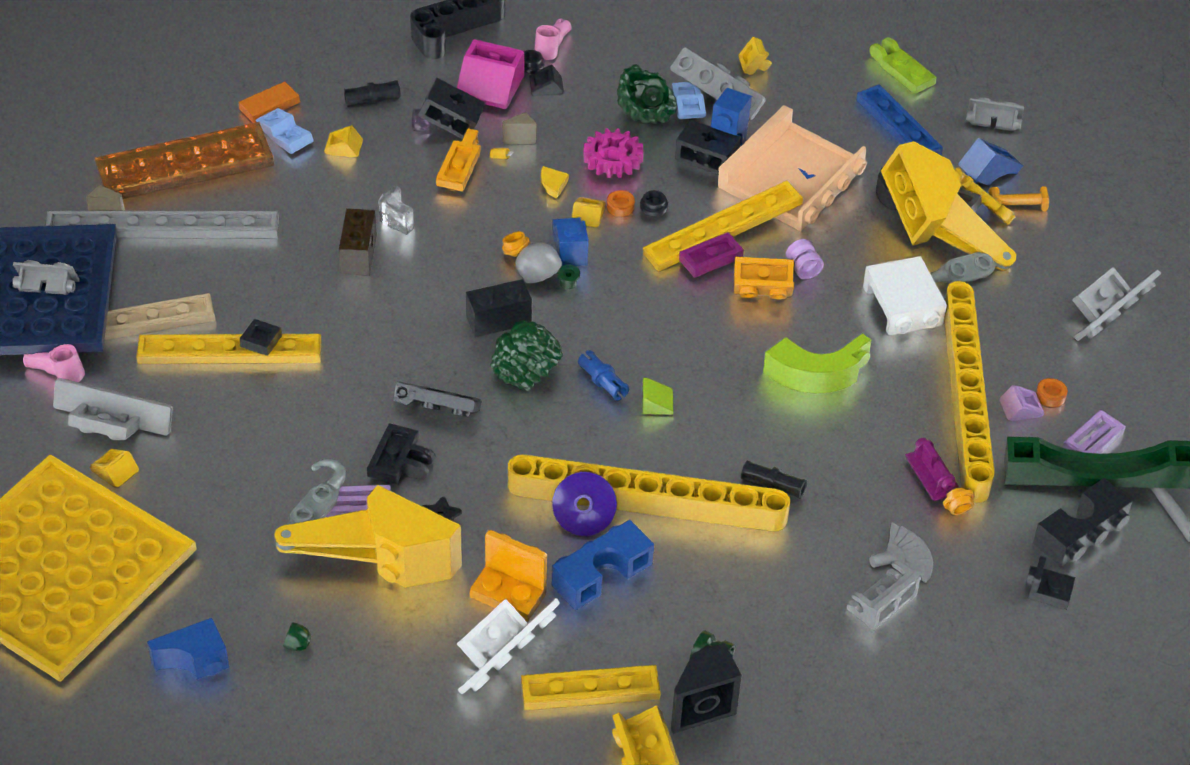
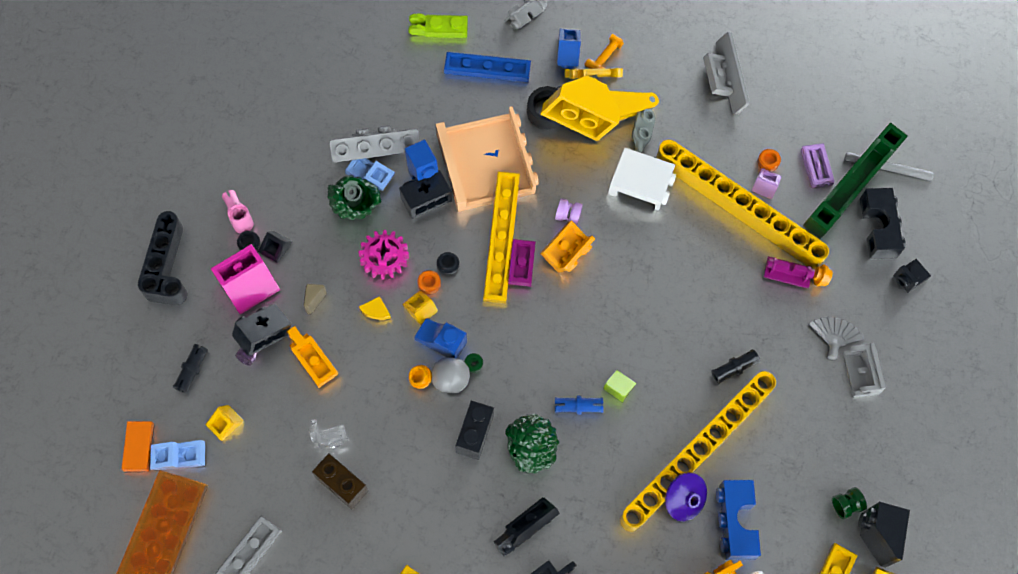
camera: 55 degrees left, 20 degrees up
(500, 153) = (319, 323): yellow piece -> none
(754, 57) = (362, 103): yellow tile -> none
(816, 372) = (658, 285): lime arch -> none

